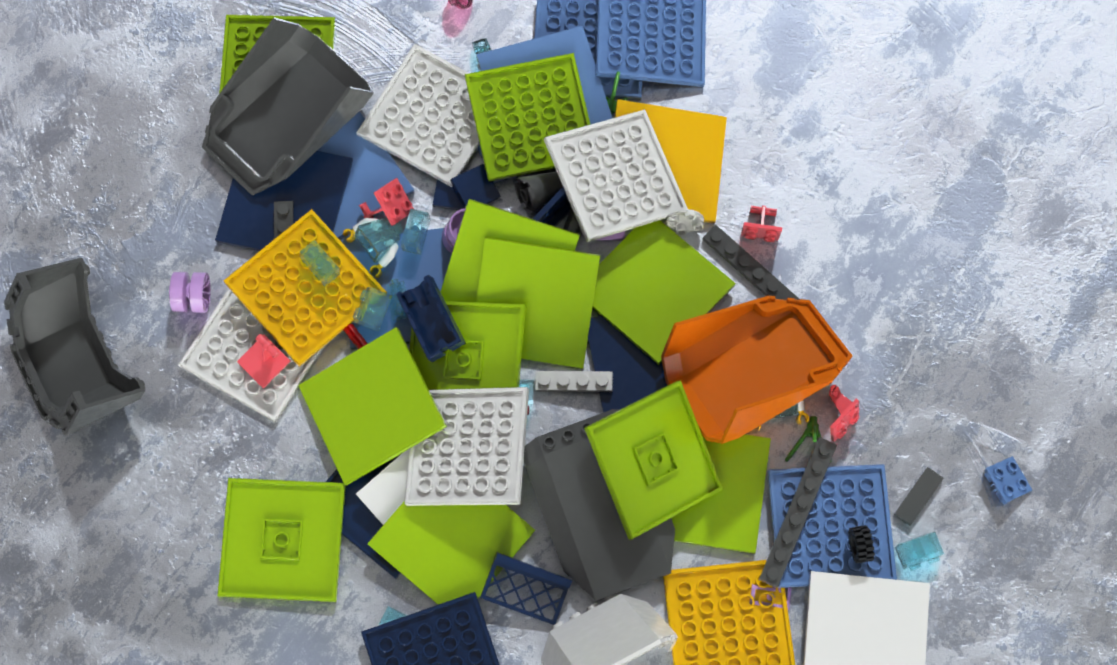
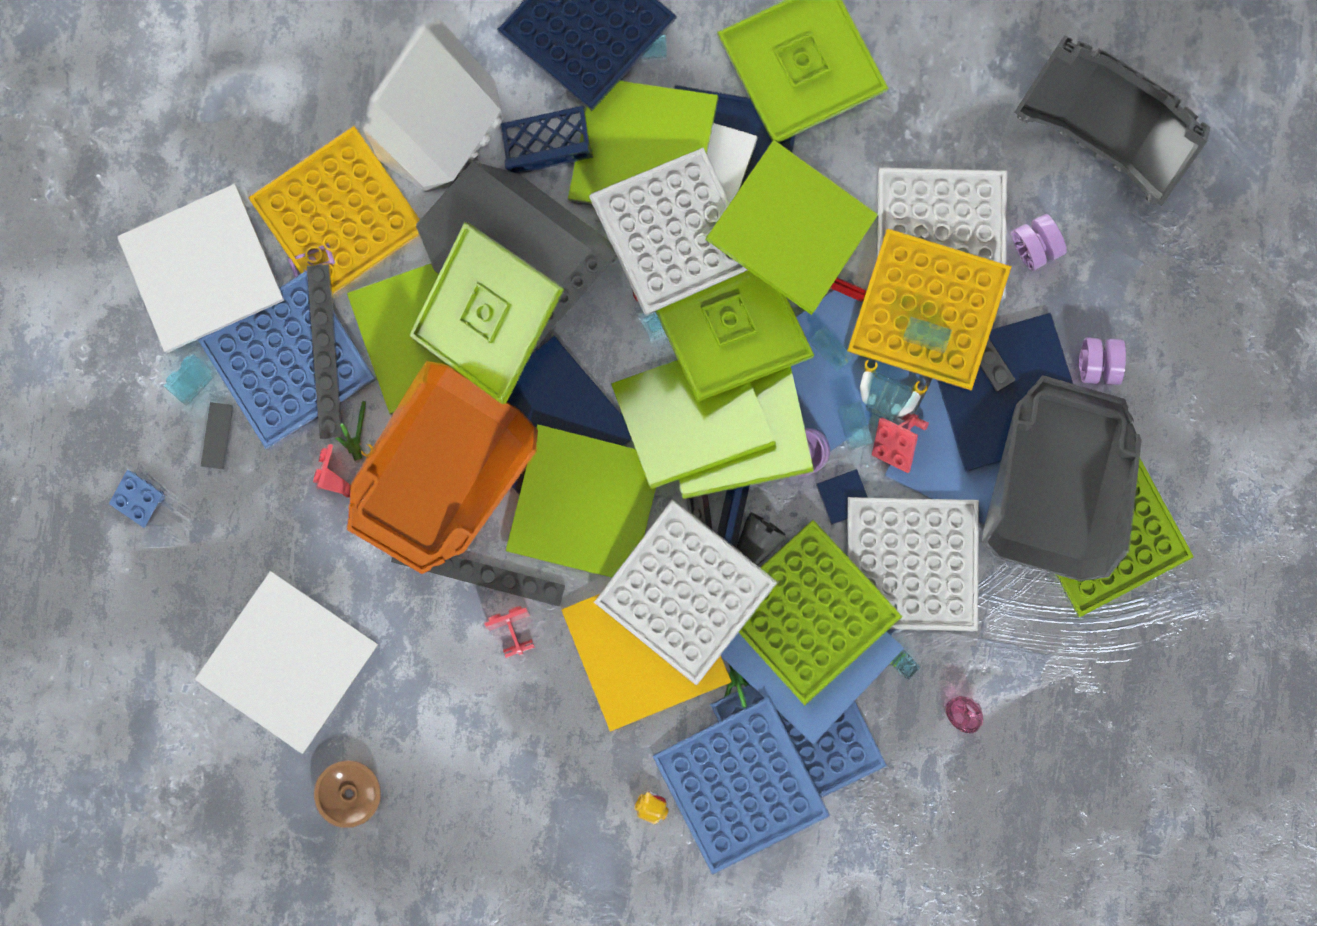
camera: 145 degrees right, 10 degrees up
(200, 179) = (1106, 362): none -> lavender wheel
(263, 361) = (924, 215): coral plate -> none
(372, 308) = (849, 321): clear light blue brick -> none
(431, 319) = (784, 339): dark blue piece -> none
(475, 186) = (823, 506): dark blue tile -> none
(574, 381) = (611, 364): white plate -> none
(685, 221) = (592, 587): white dish -> none
(725, 49) = (651, 807): none -> yellow head
(861, 544) = (246, 348): black tyre -> none
(948, 294) = (286, 662): none -> white tile
(952, 161) = (332, 799): none -> medium nougat dish

